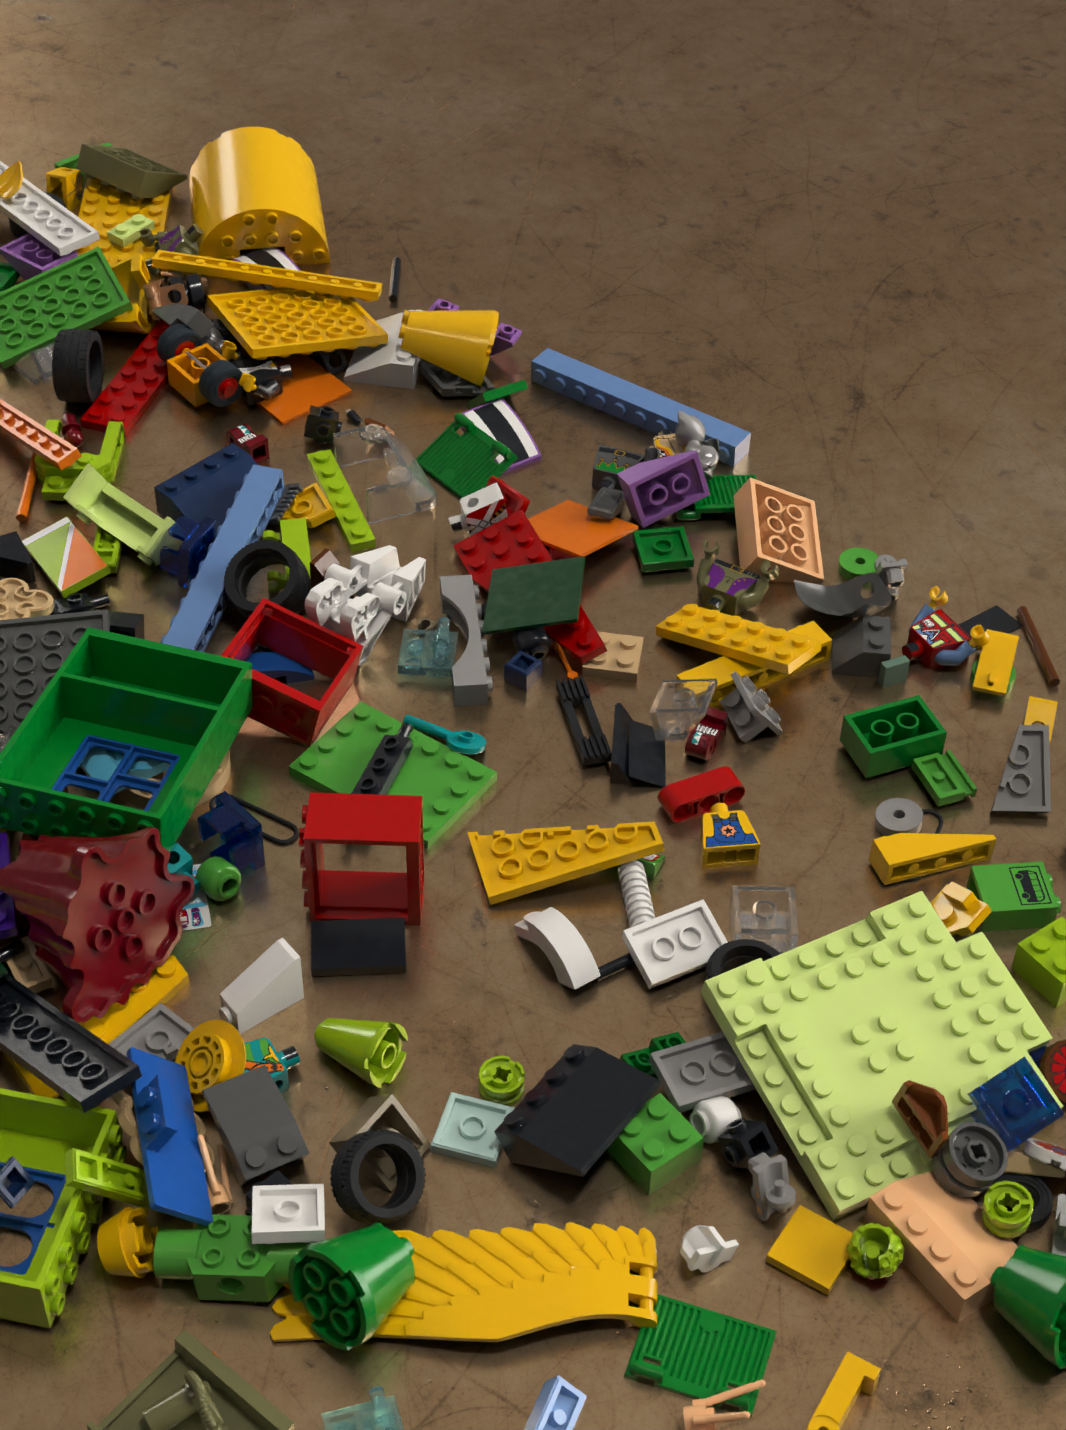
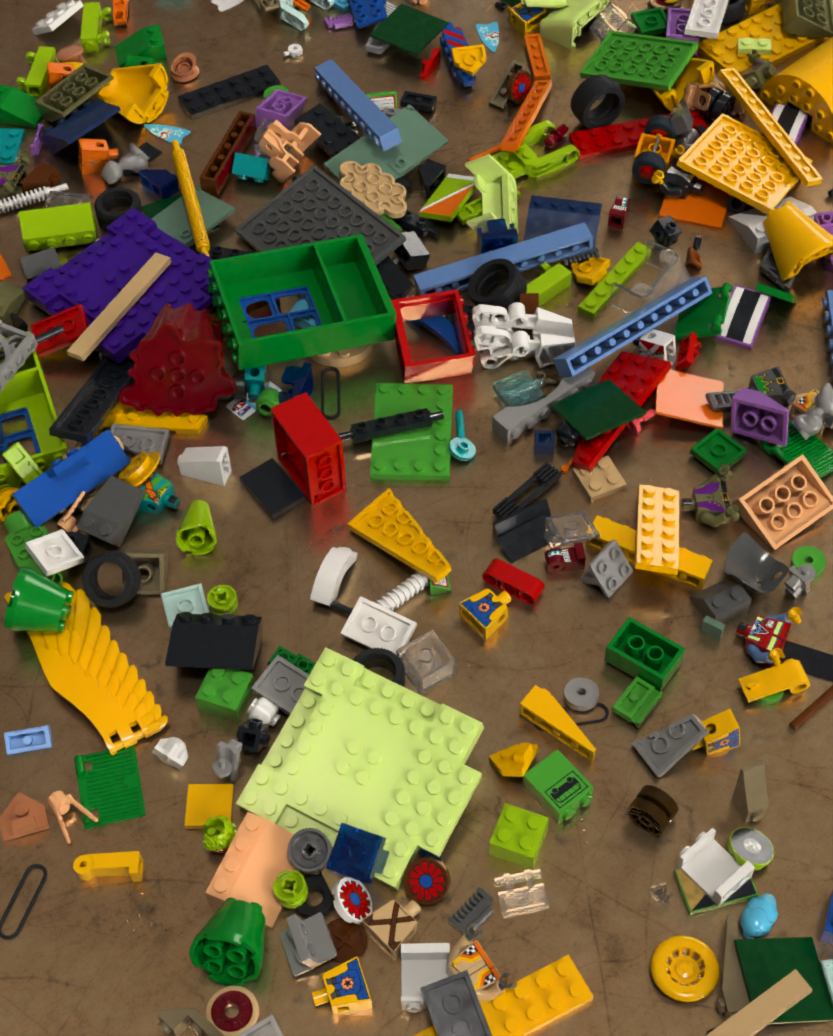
camera: 60 degrees right, 10 degrees up
(446, 512) = (632, 326): none -> medium blue brick
(925, 1115) = (314, 809): dark orange slope -> none

